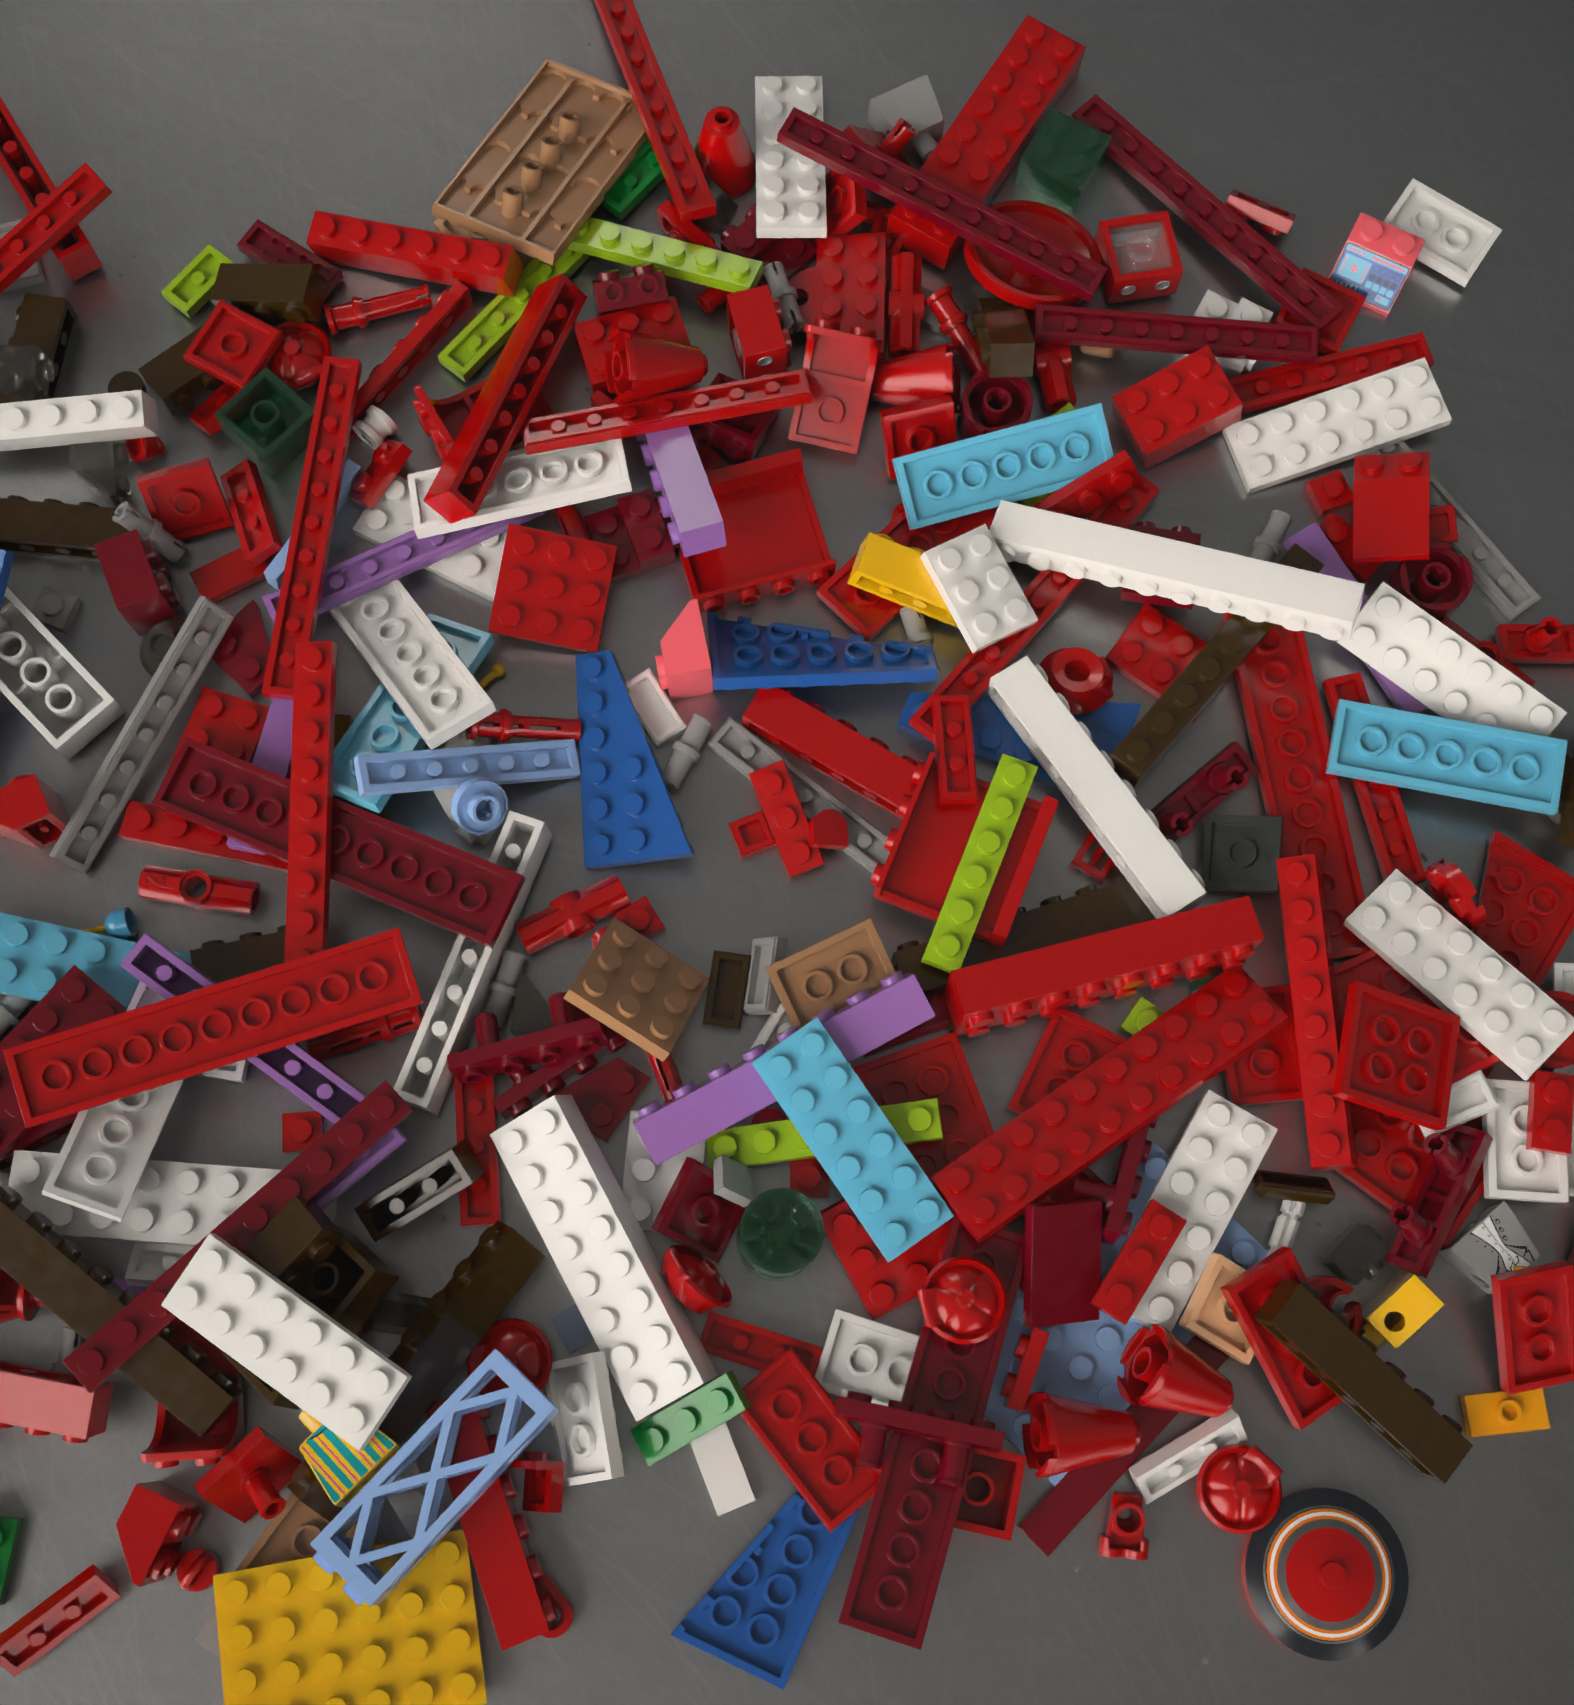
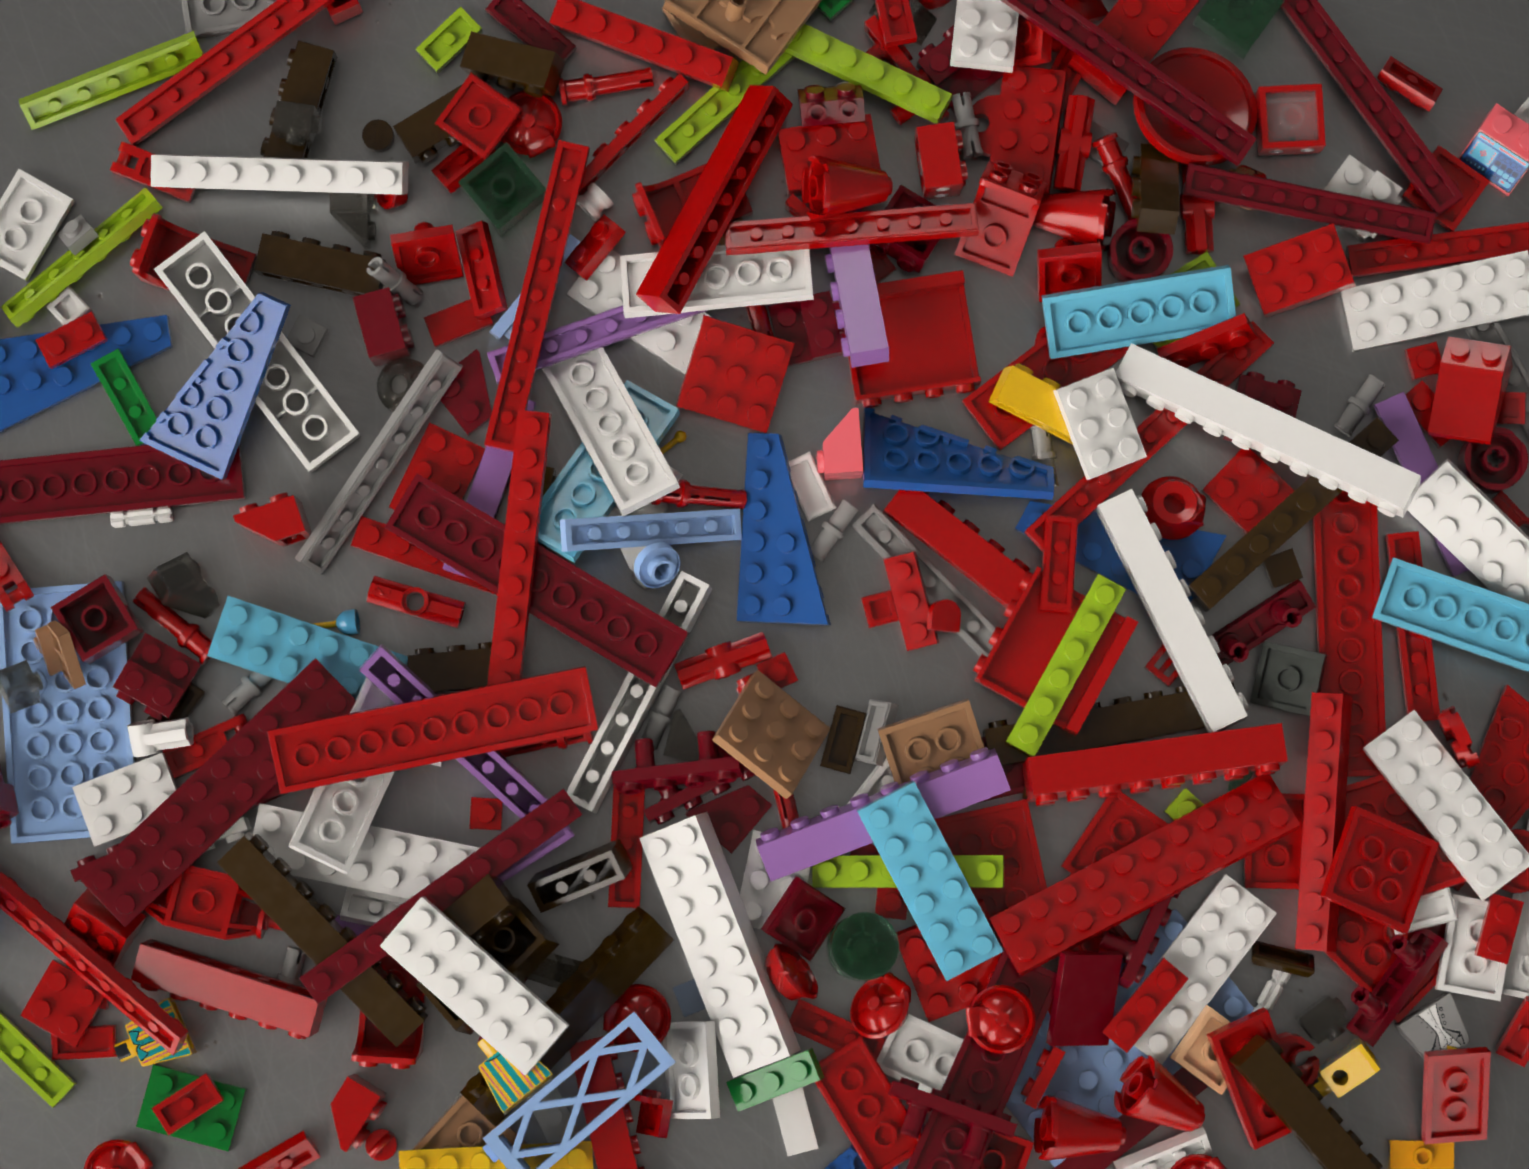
camera: 10 degrees right, 10 degrees up
(251, 1477) = (431, 1082): red tile -> none
(733, 1181) = (830, 899): light grey tile -> none
(811, 1307) = (880, 1006): none -> red piece
(1211, 734) = (1282, 568): none -> dark brown tile

